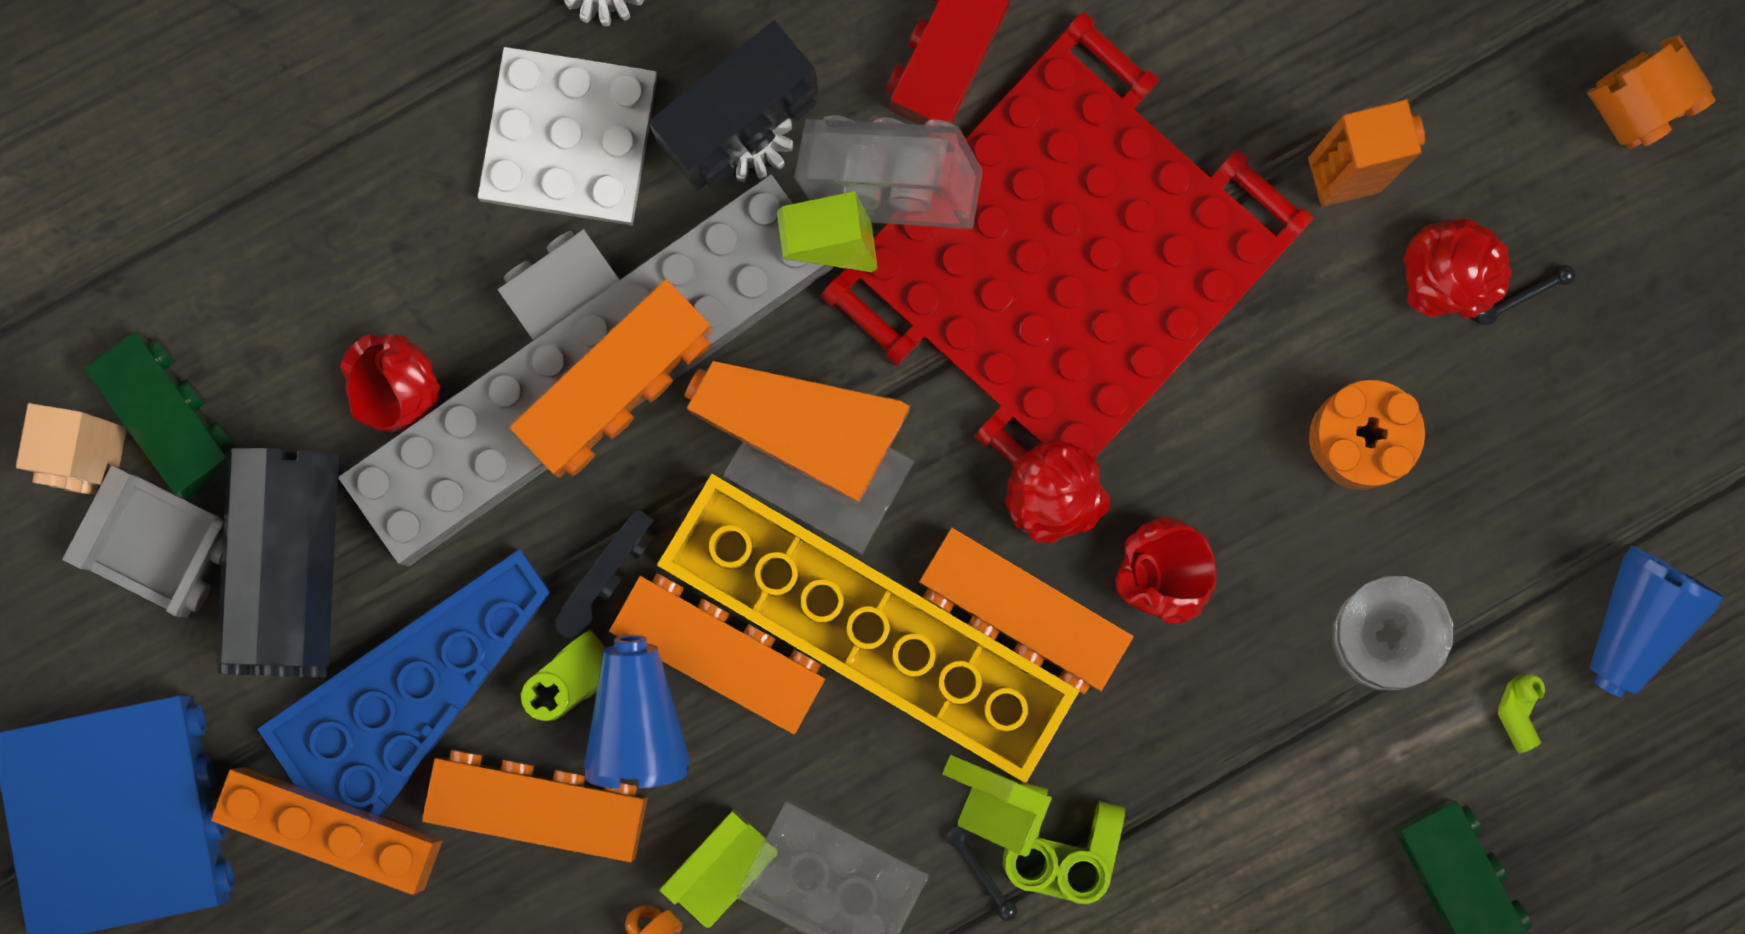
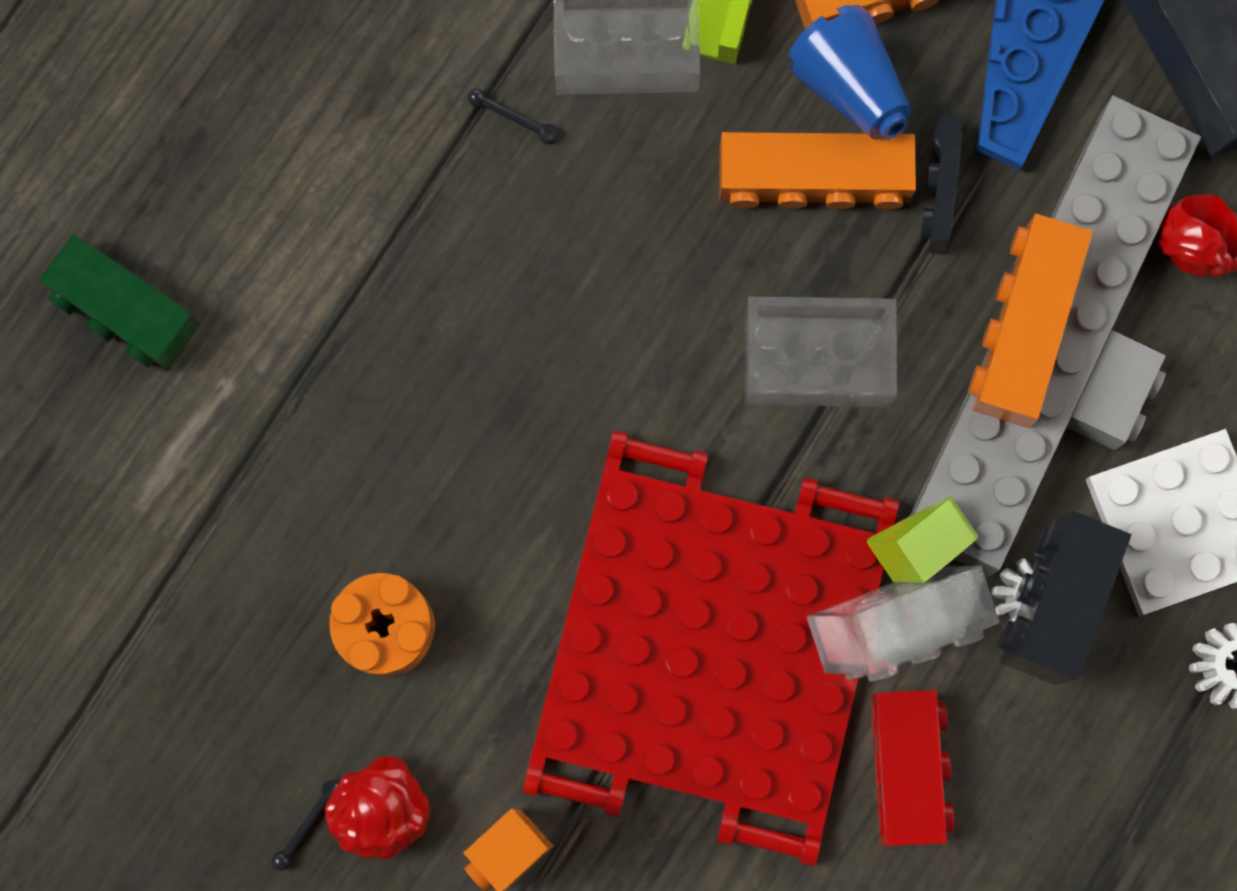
camera: 150 degrees right, 5 degrees down
(573, 672) = (924, 87): lime piece -> none
(806, 425) = (853, 366): orange slope -> none
(868, 628) = (706, 246): yellow brick -> none
(999, 806) = (529, 165): lime panel -> none
(1025, 610) = (589, 332): orange brick -> none
(1055, 492) = (617, 437): red hair -> none
(1060, 857) = (459, 155): lime piece -> none
(1167, 570) = (490, 422): red hair -> none
(1407, 606) = (284, 439): clear wheel -> none
(1516, 708) = (145, 470): lime arm -> none
(1648, 621) = (67, 598): blue cone -> none

